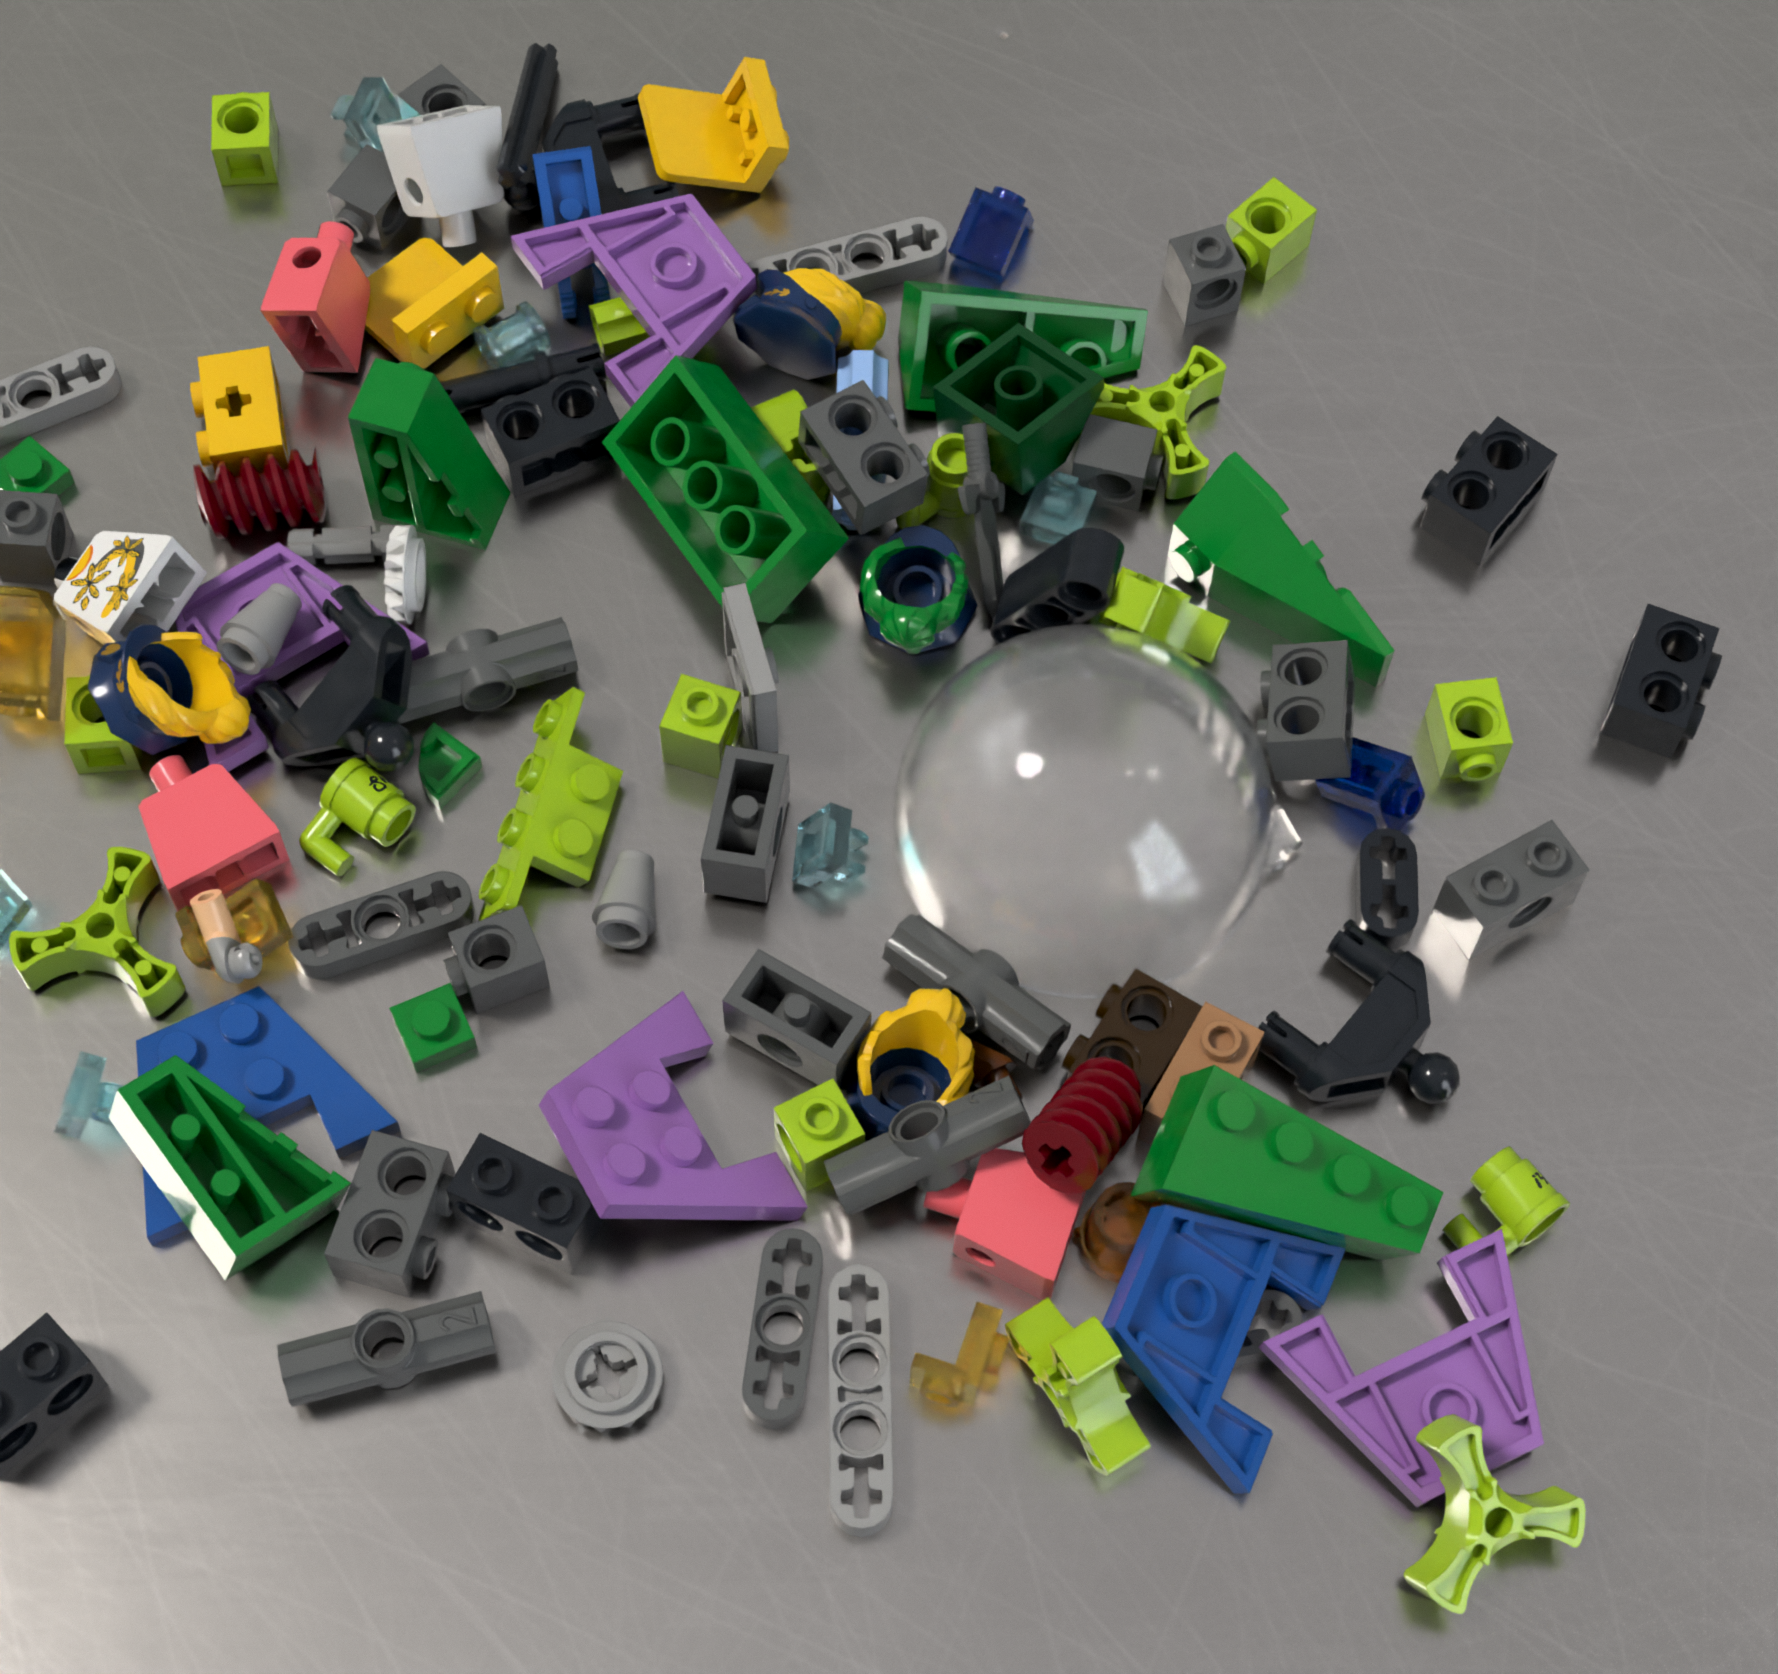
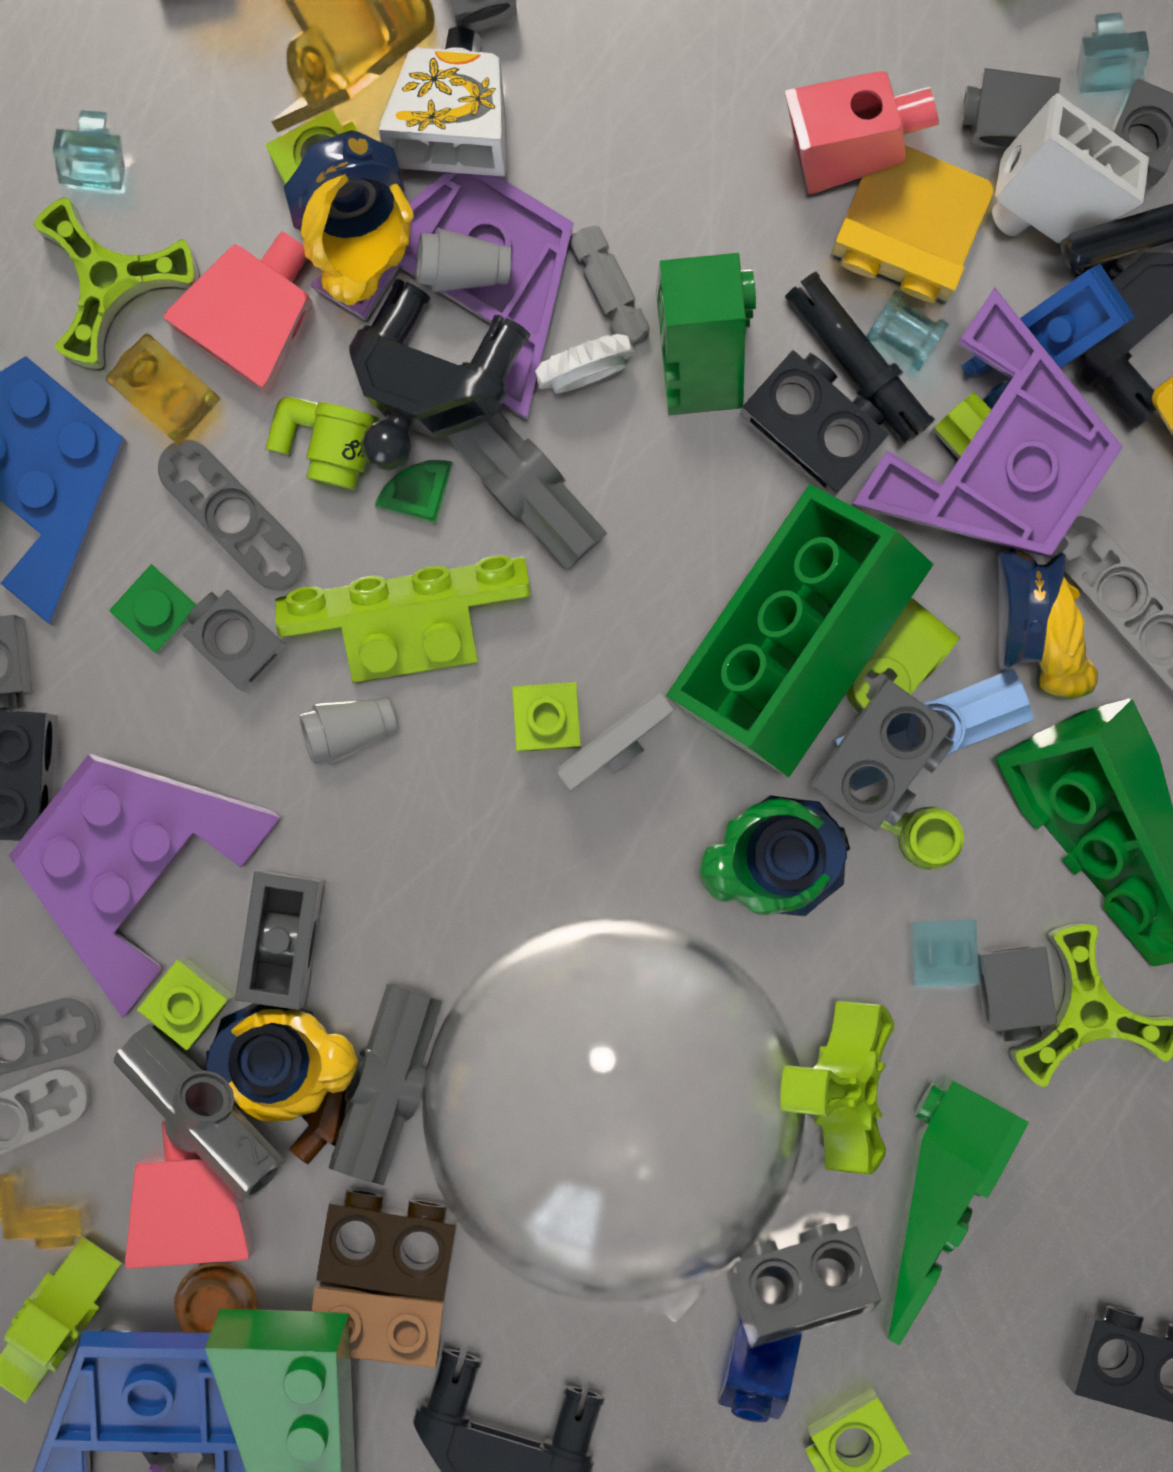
camera: 70 degrees right, 25 degrees up
(229, 955) = (135, 393): arm -> none
(240, 409) = (735, 111): yellow brick -> none
(261, 494) = (617, 180): dark red piece -> none
(745, 823) = (456, 806): dark grey brick -> none
(824, 847) = (474, 885): clear light blue tile -> none
(983, 497) = (888, 882): dark grey sword -> none
(1028, 398) = (1024, 875): dark green slope -> none
(1060, 585) = (815, 1002): black beam -> none
(1084, 1125) = (266, 1244): dark red piece -> none
(1400, 888) = (664, 1432): black beam -> none

